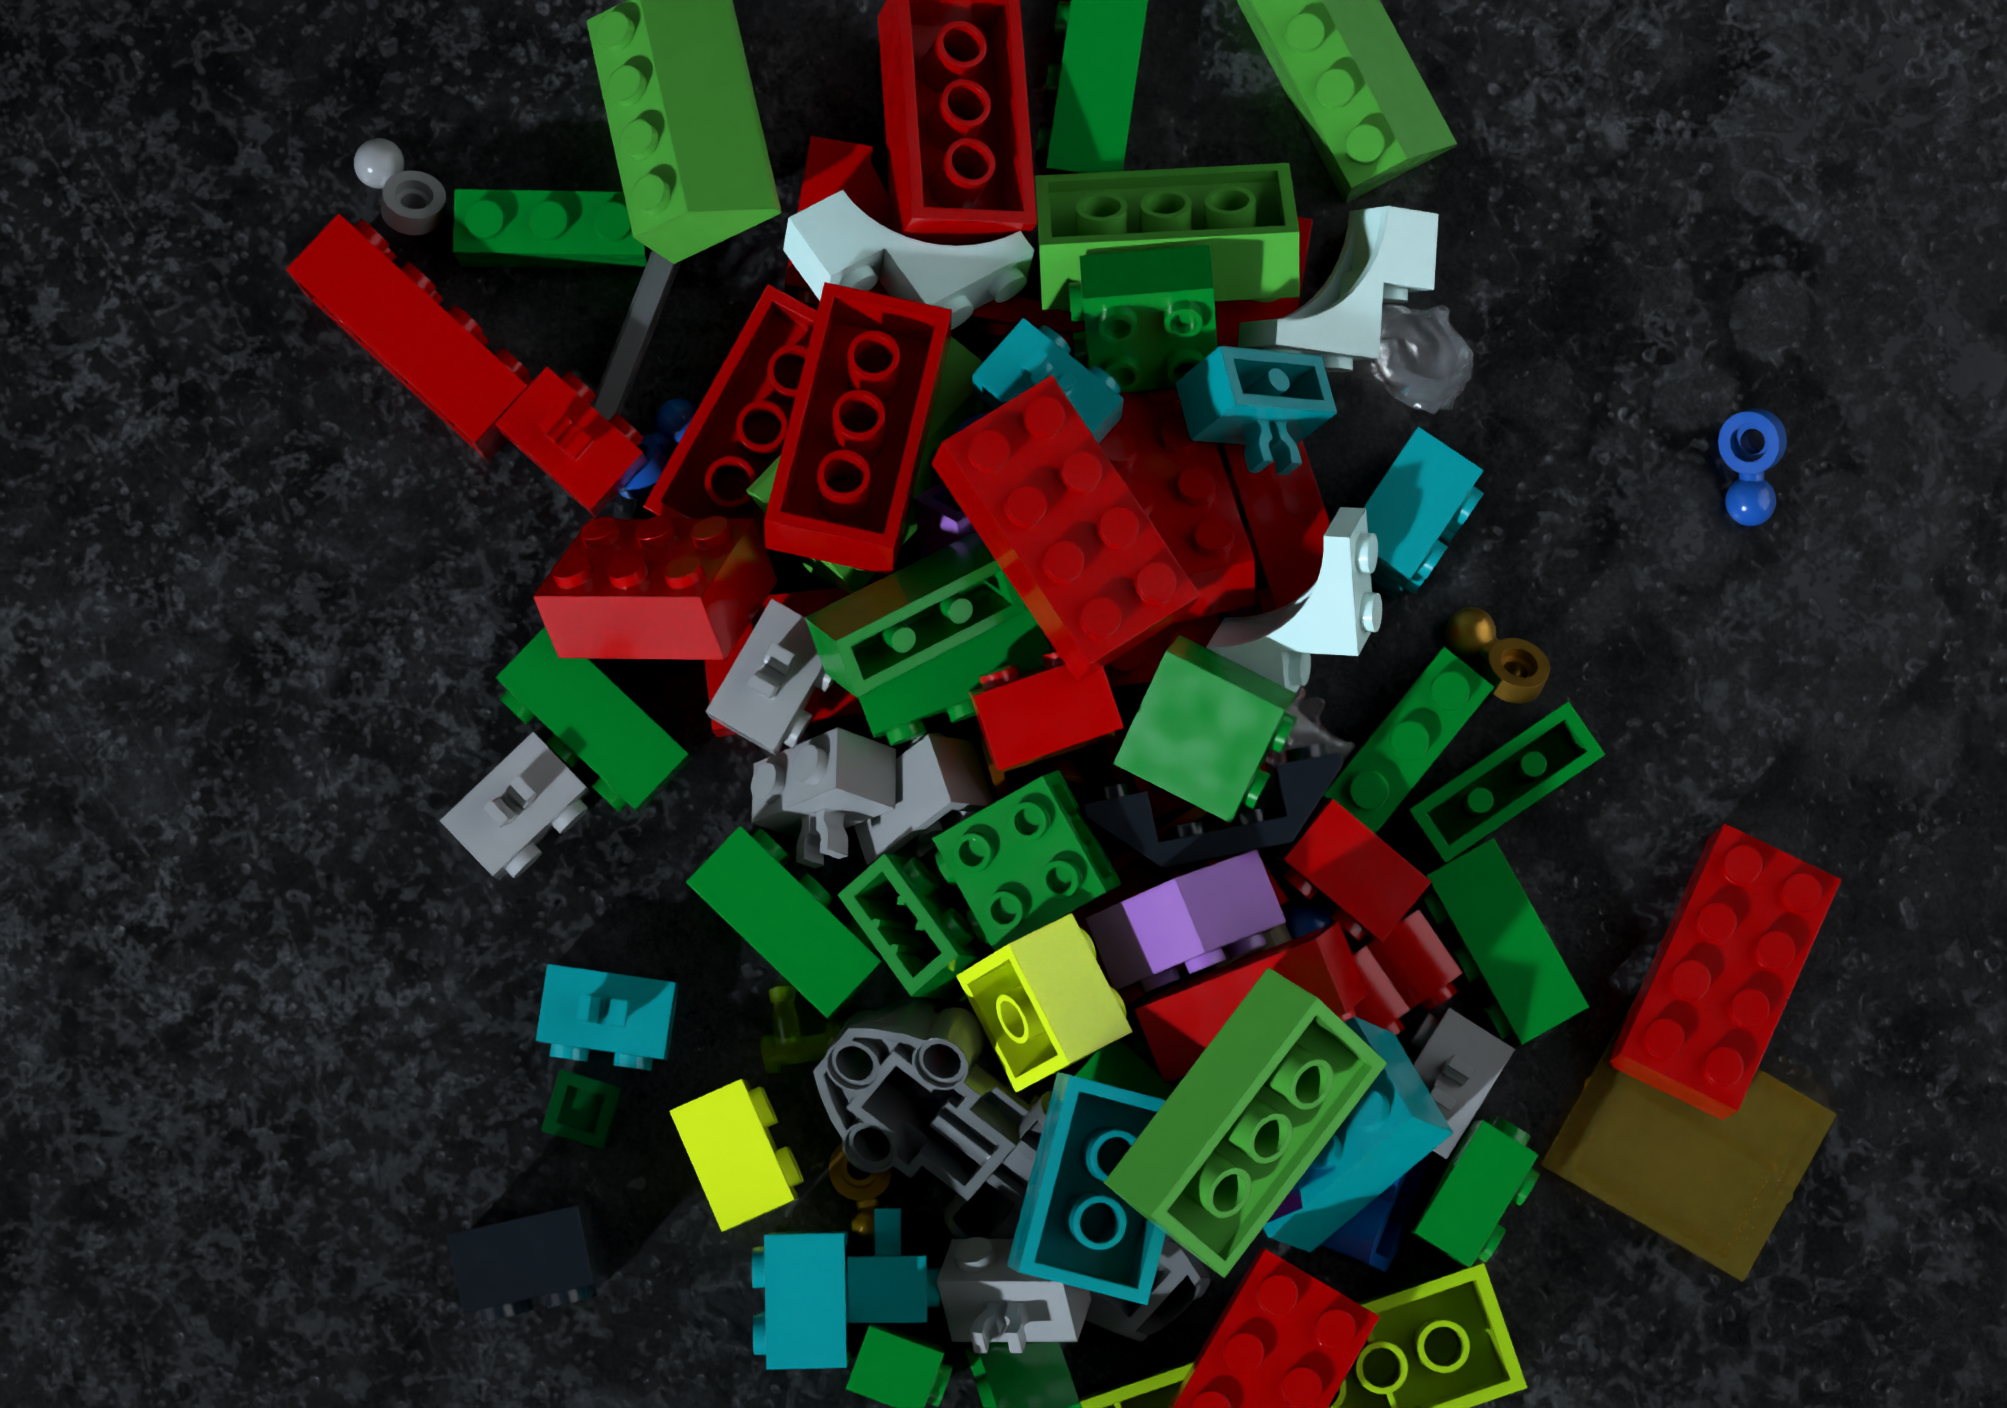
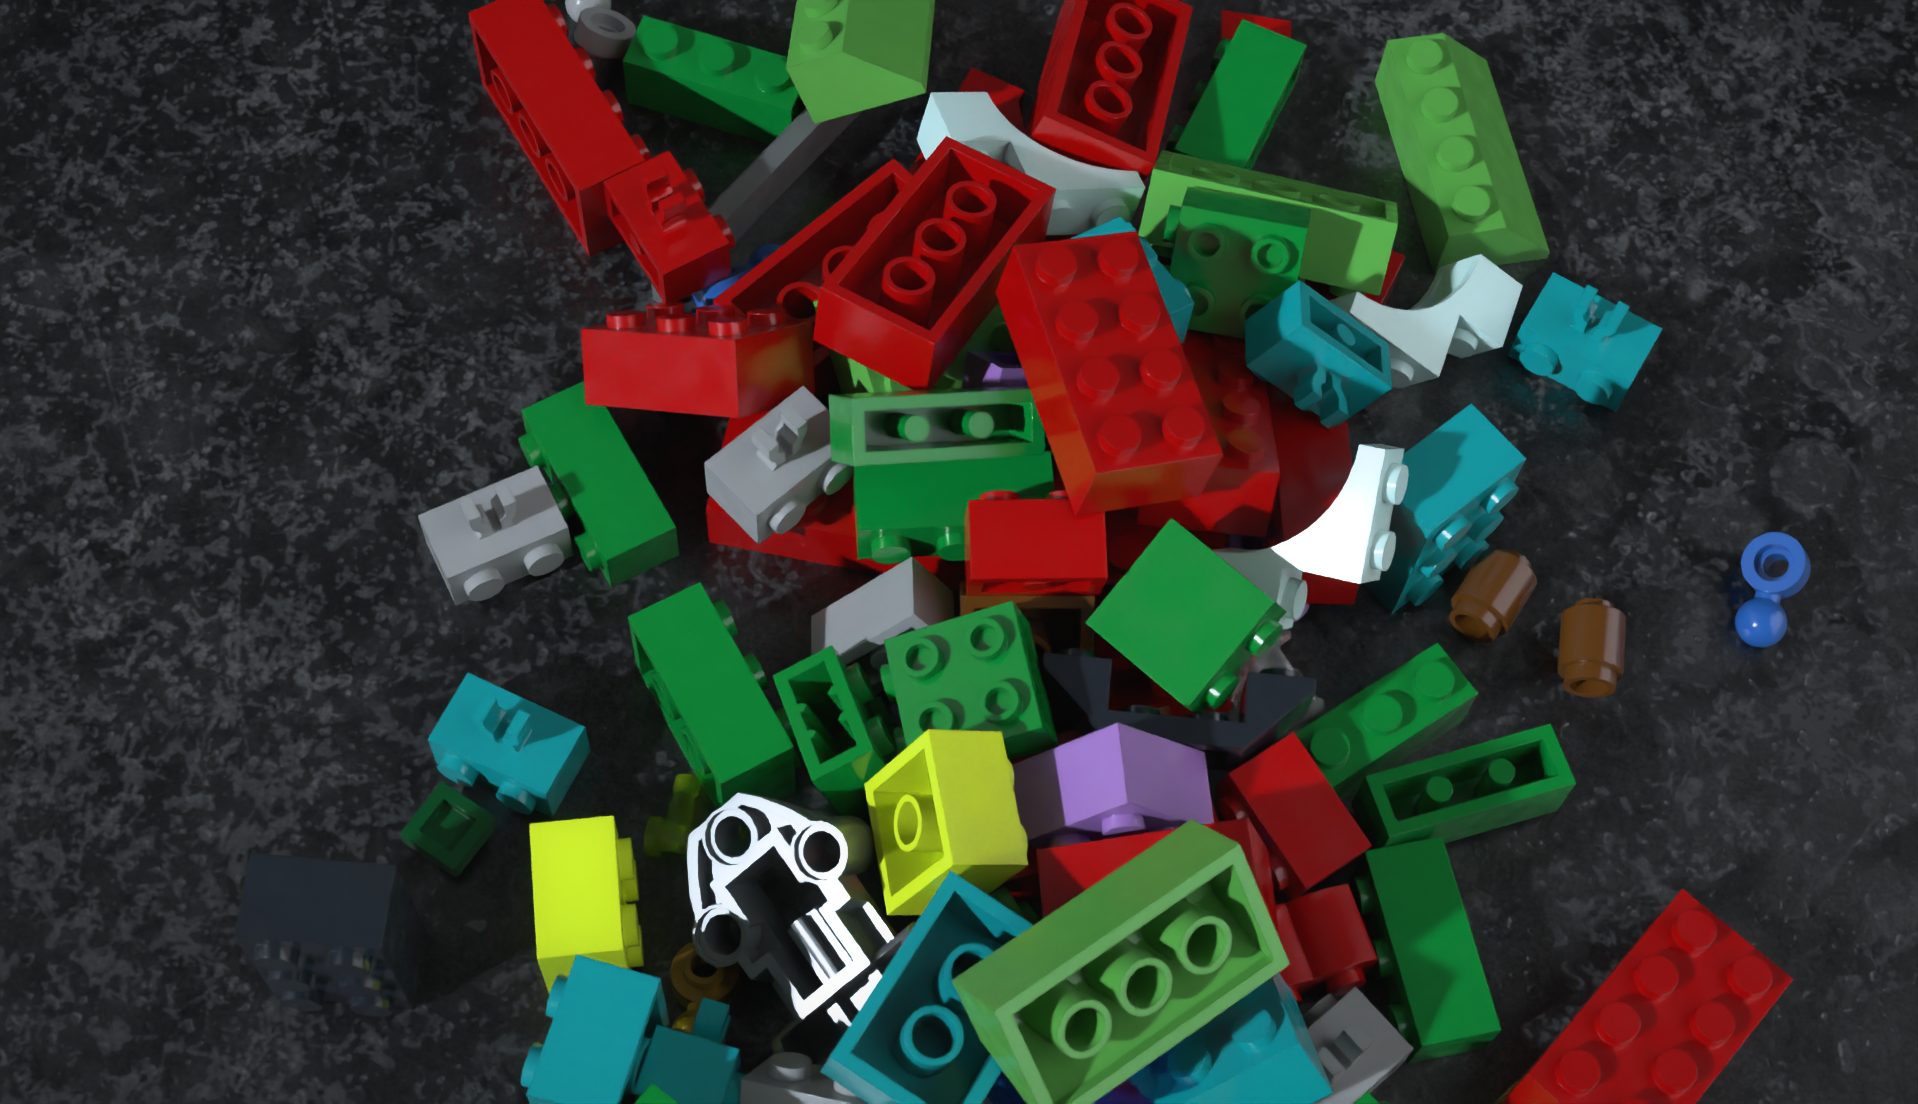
camera: 15 degrees right, 20 degrees down
(823, 790) = (795, 587): light grey brick -> none
(1422, 357) = (1486, 388): clear hair -> none
(1485, 560) = (1492, 594): none -> reddish brown brick
(1510, 664) = (1501, 699): pearl gold plate -> none
(1514, 250) = (1584, 341): none -> teal brick
(1592, 587) = (1591, 648): none -> reddish brown brick

